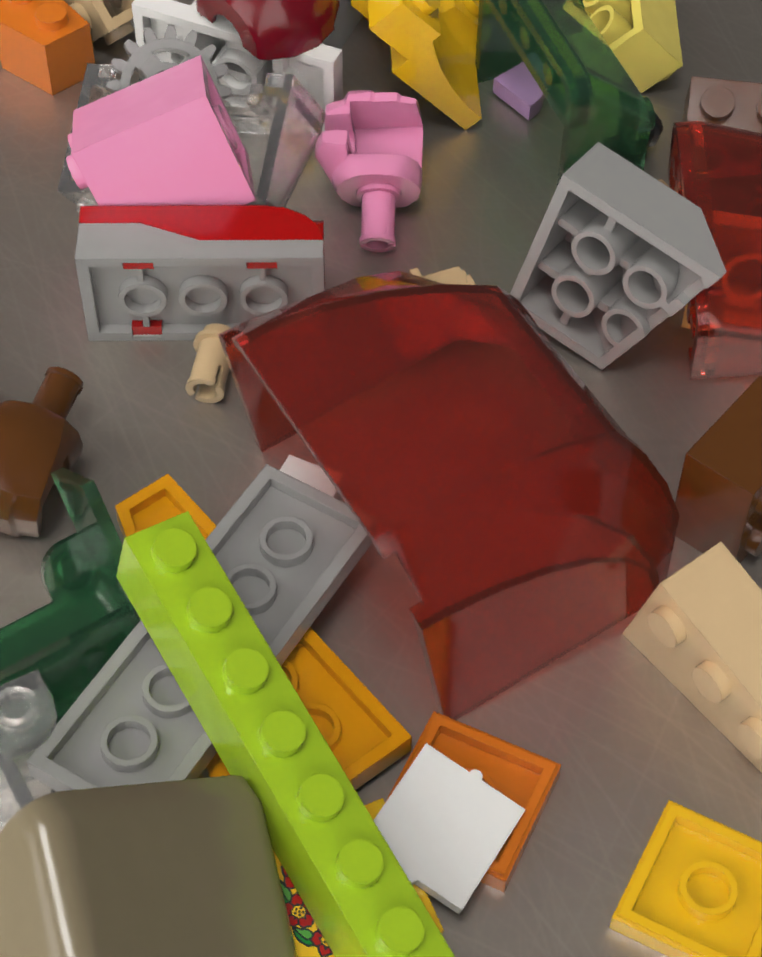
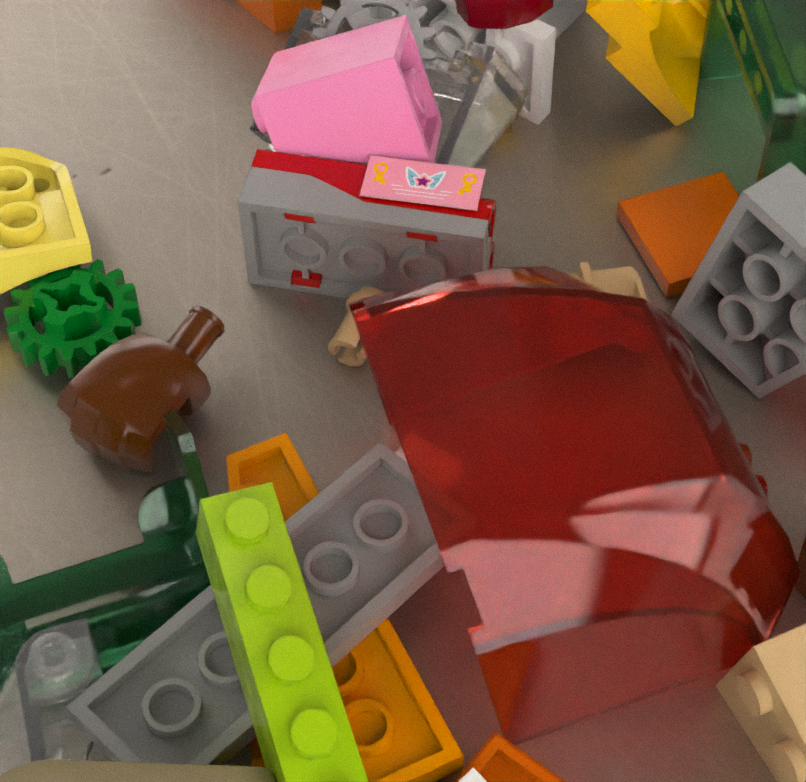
camera: 15 degrees right, 0 degrees up
(251, 214) = (423, 182): none -> bright pink sticker
(373, 158) = (569, 143): bright pink piece -> none
(494, 223) = (677, 226): none -> orange tile
(519, 91) = (734, 94): lavender tile -> none

